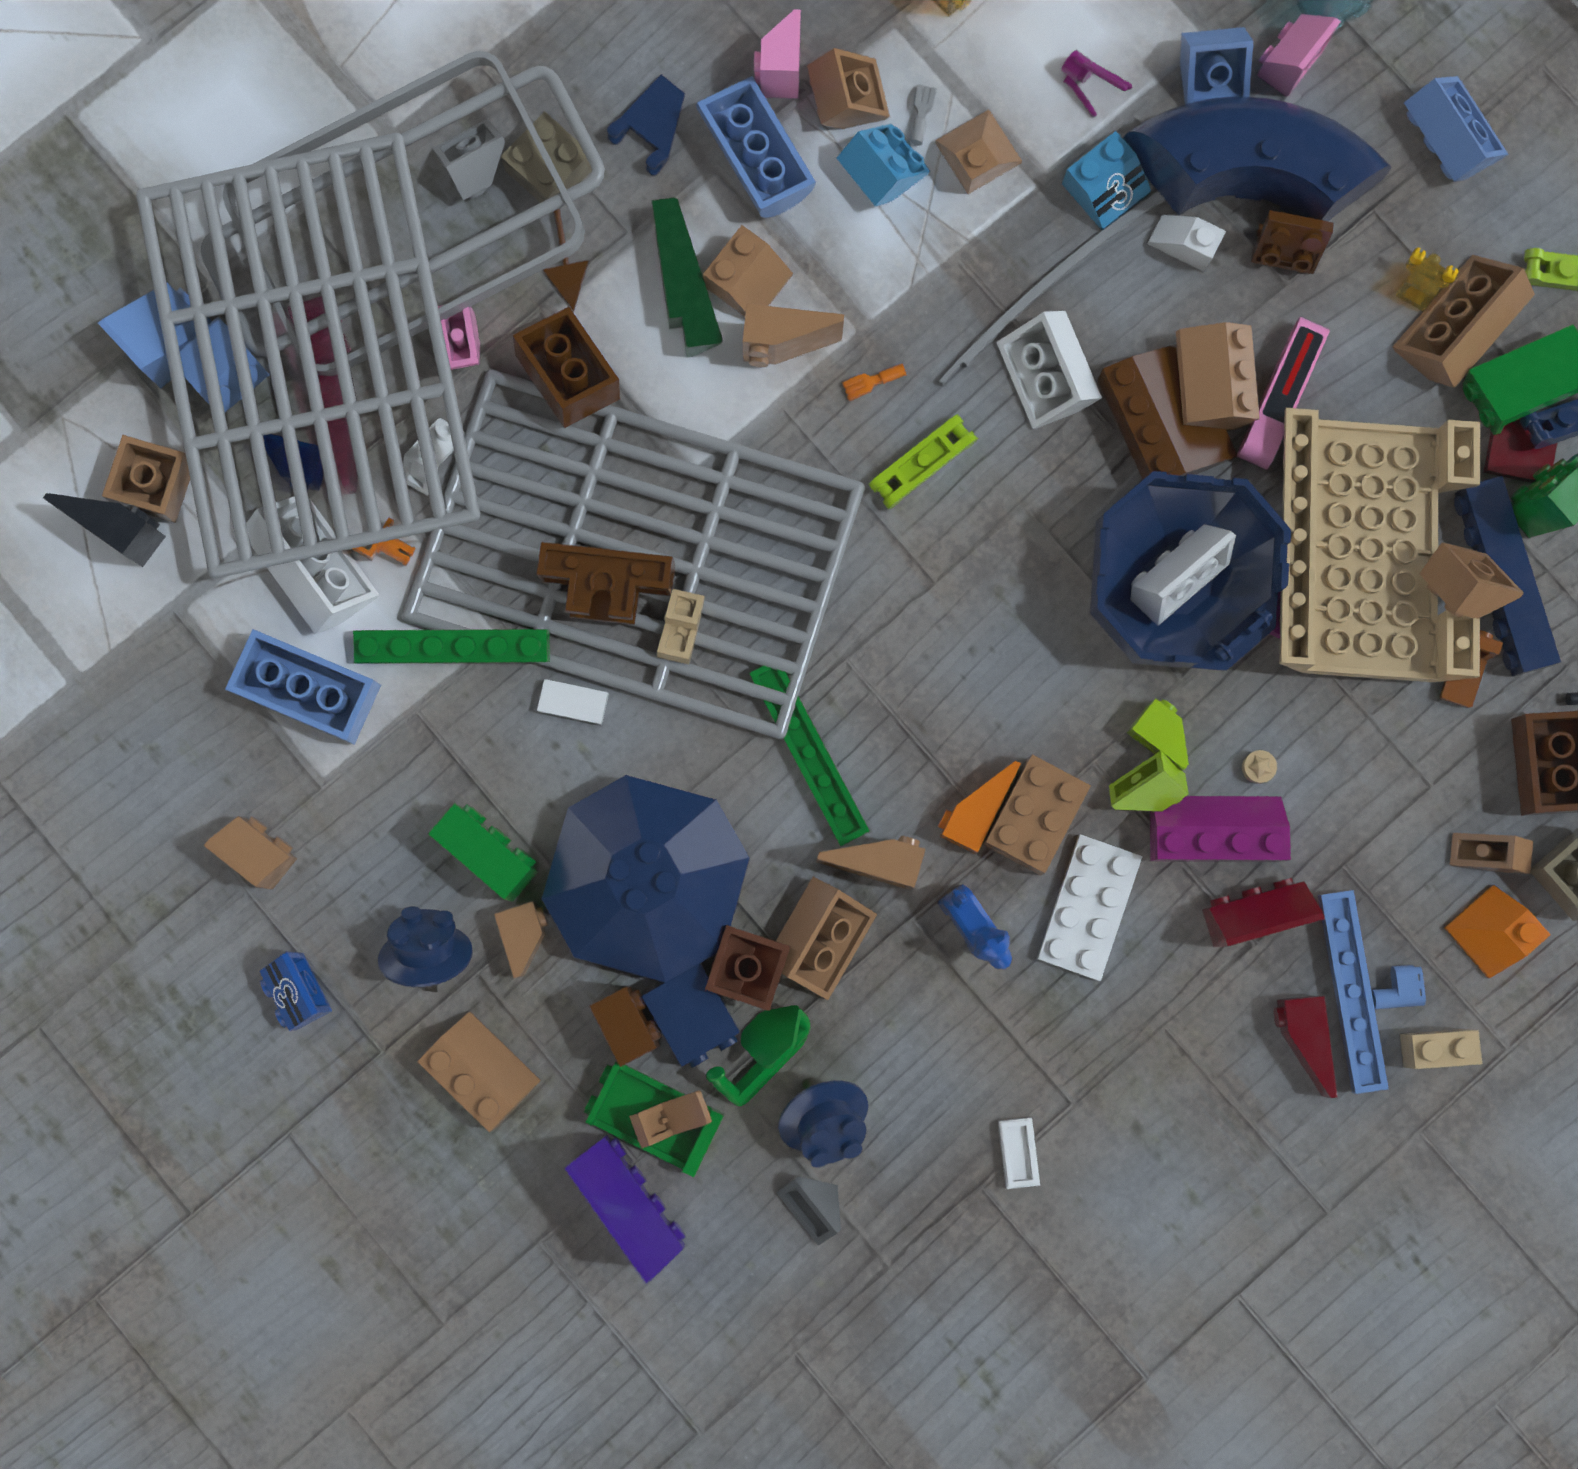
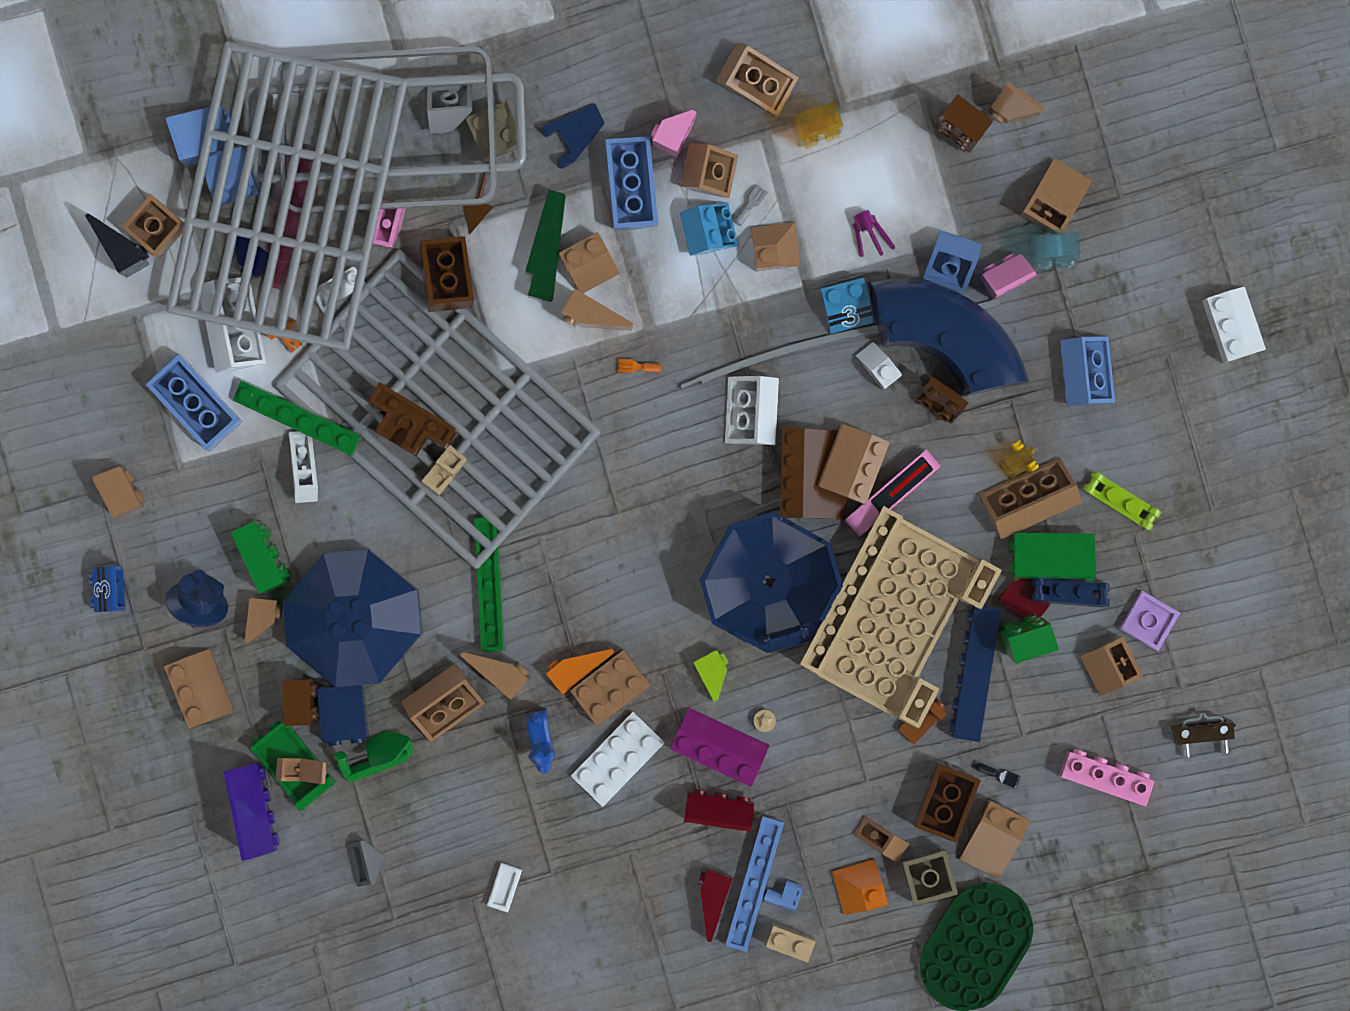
camera: 20 degrees right, 5 degrees up
(490, 709) = (303, 467): none -> white slope
(573, 702) = (357, 486): white tile -> none
(747, 967) = (389, 701): copper slope -> none
(825, 1121) = (394, 815): dark blue piece -> none
(923, 461) = (645, 433): lime plate -> none
(1150, 786) = (688, 702): lime slope -> none
(1182, 572) = (768, 580): white slope -> none
(1468, 581) = (942, 667): medium nougat slope -> none

